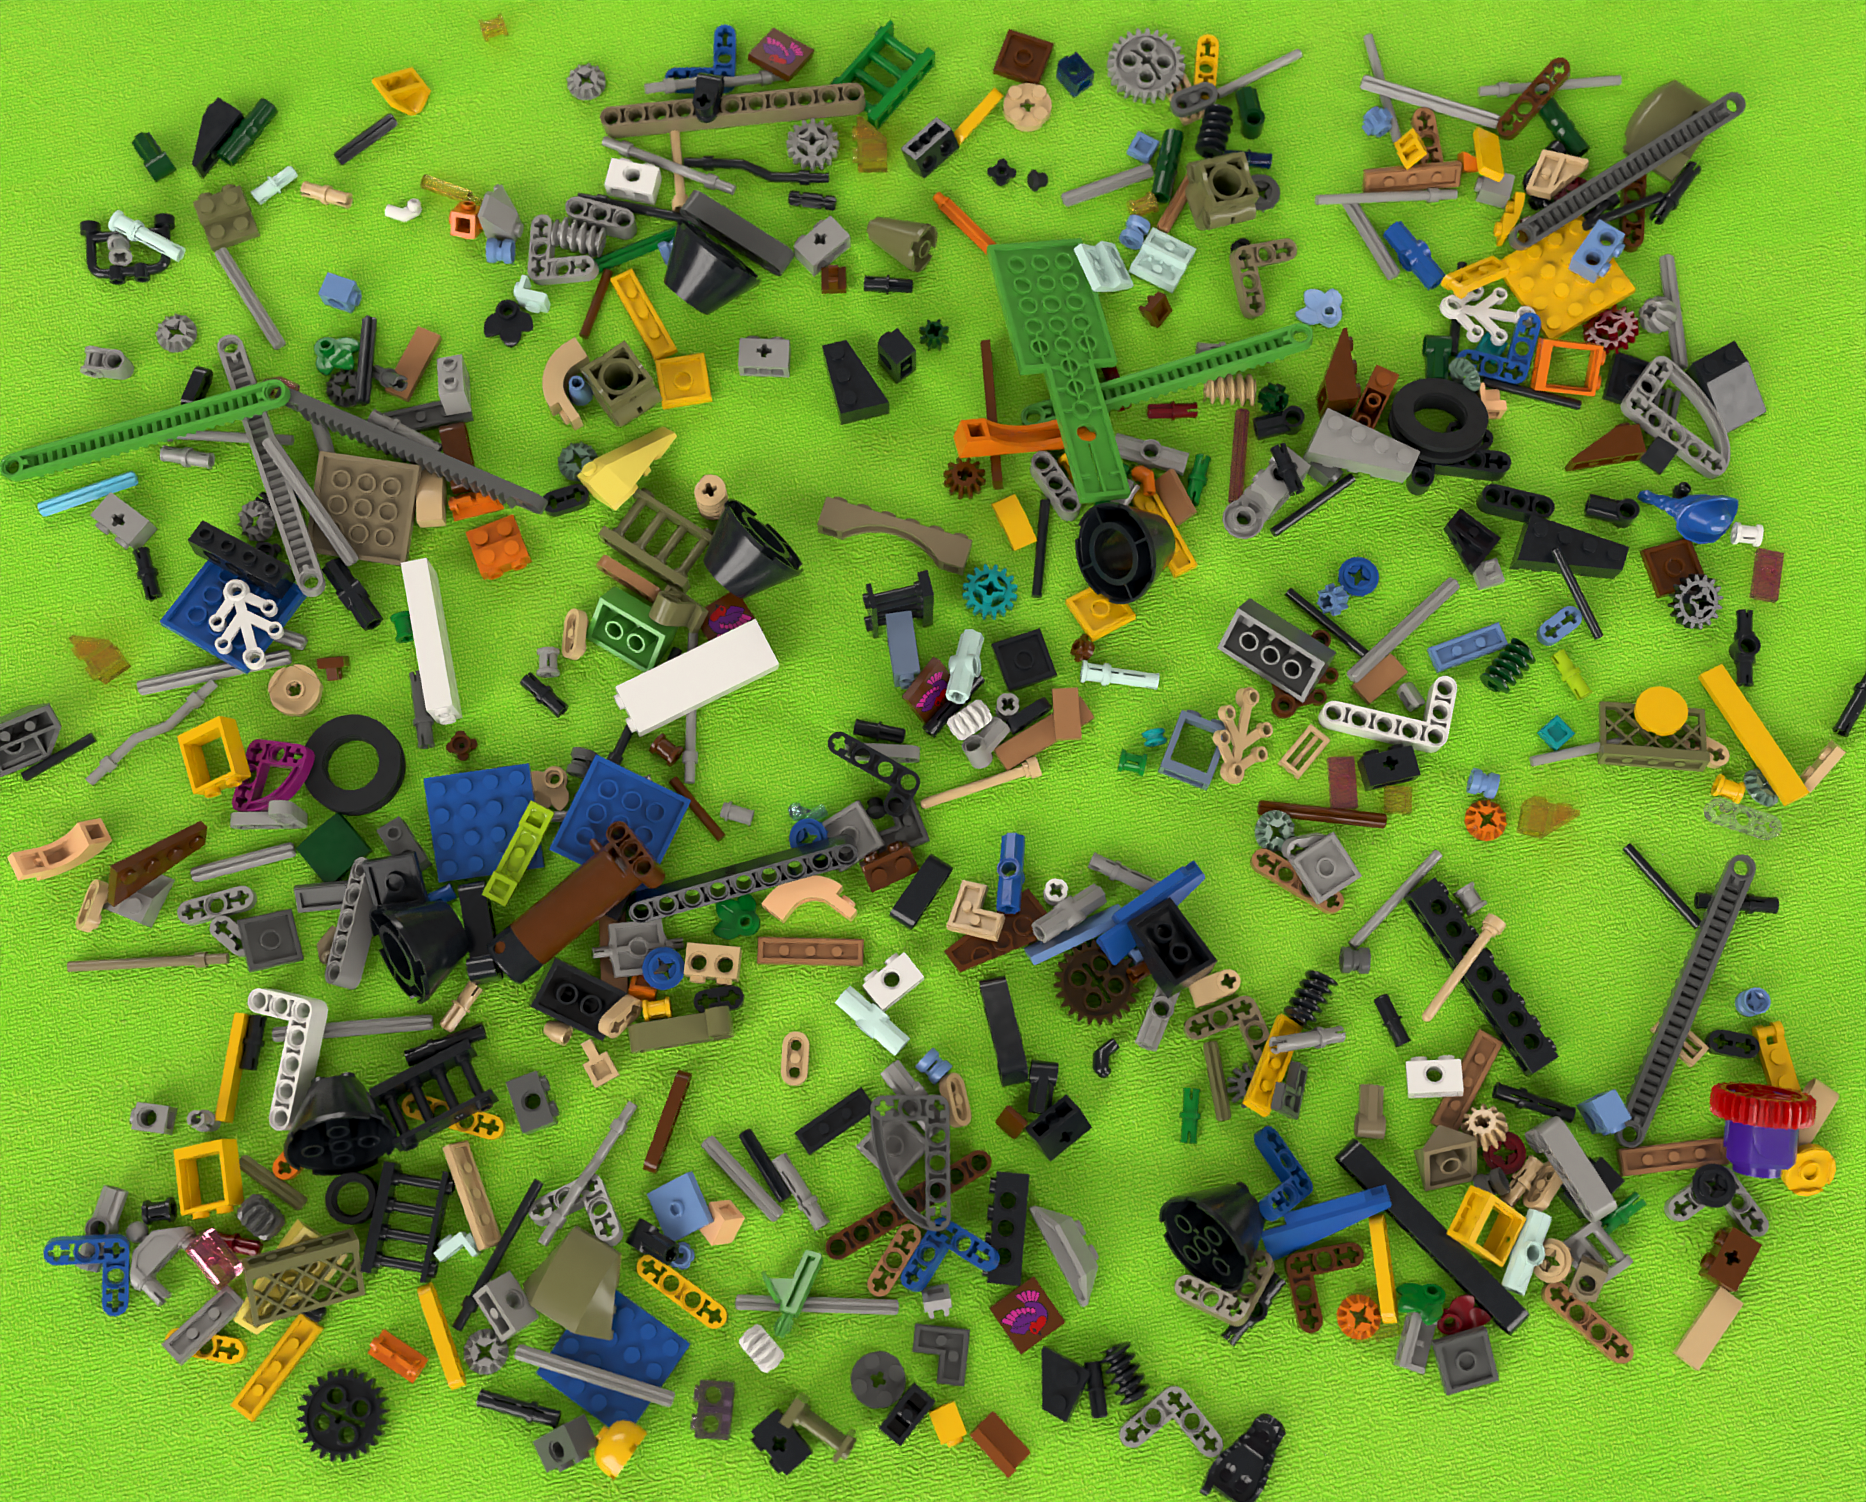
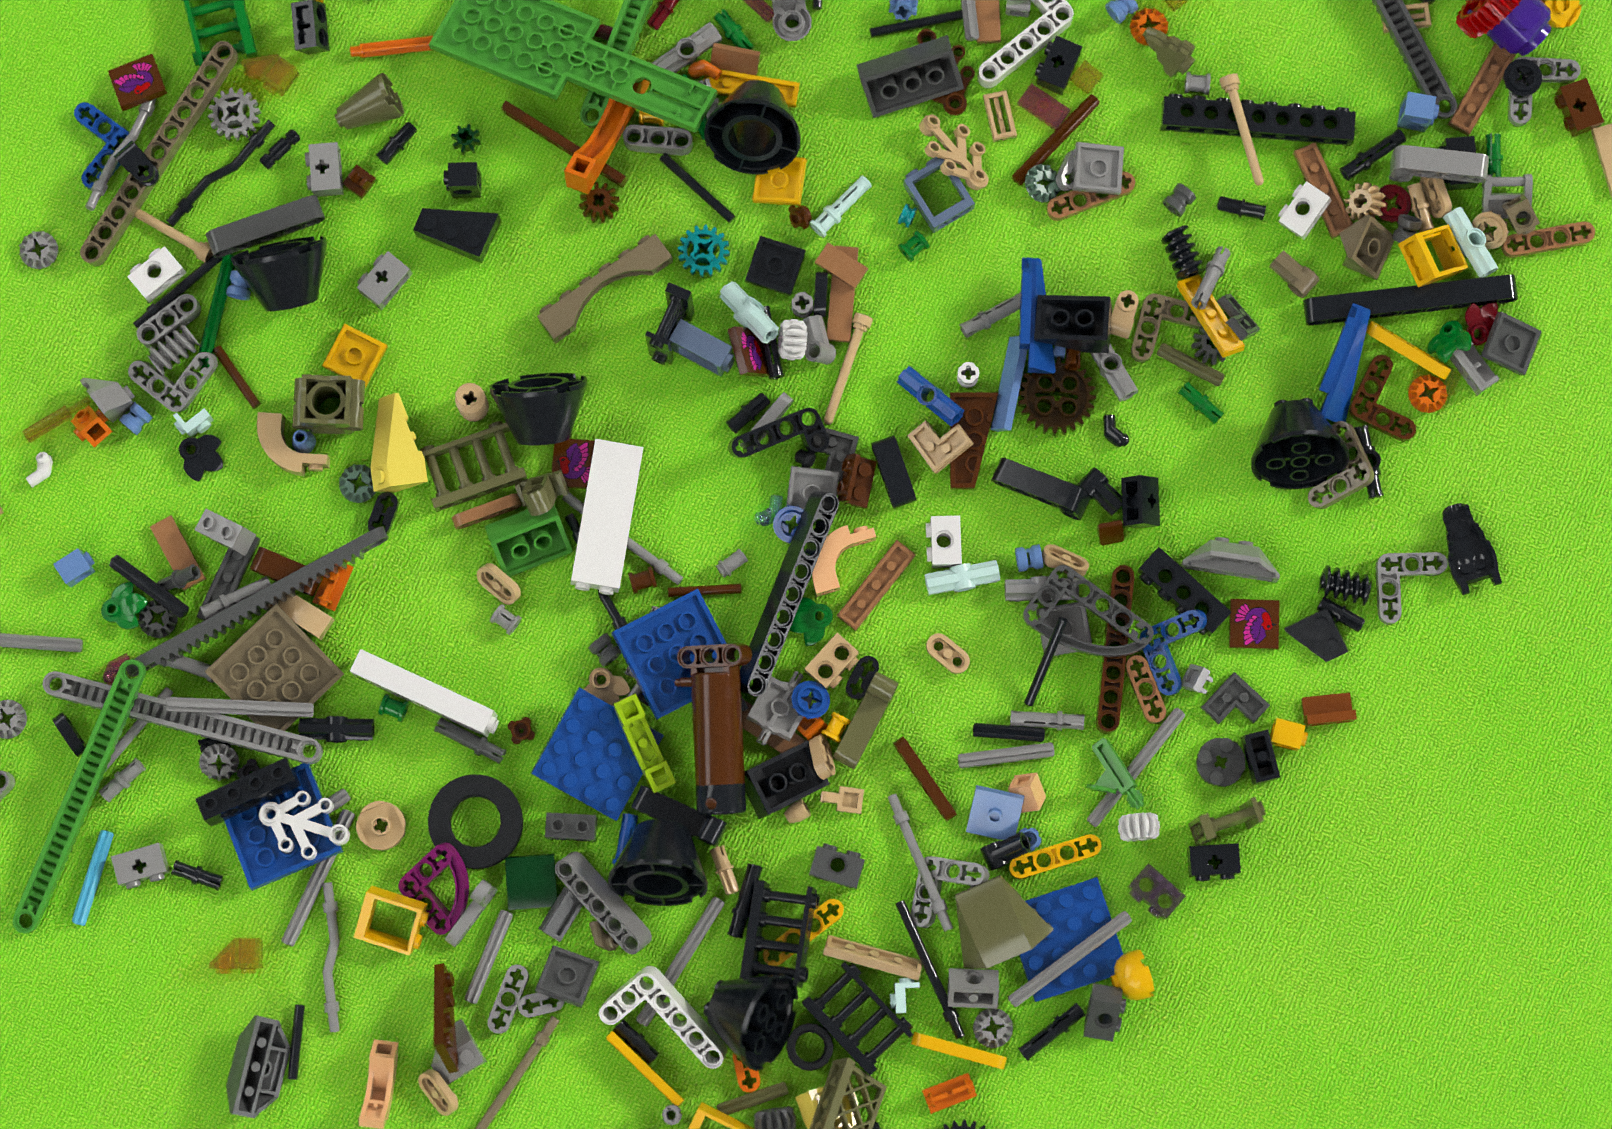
camera: 50 degrees left, 5 degrees up
(333, 666) = (383, 782): reddish brown tile -> none
(395, 879) = (596, 849): black plate -> none
(498, 547) = (383, 592): orange plate -> none
(544, 695) = (528, 640): black pin -> none
(643, 315) = (275, 347): yellow tile -> none
(710, 181) = (123, 260): light grey bar -> none
(834, 1121) = (1014, 658): black tile -> none
(849, 1150) = (1045, 661): none -> black bar
(1014, 522) = (662, 191): yellow slope -> none
(1069, 913) = (992, 376): light grey piece -> none
(1293, 1178) = (1300, 364): blue beam -> none
(1395, 899) = (1157, 136): light grey piece -> none
(1479, 853) = (1170, 51): none -> olive rock

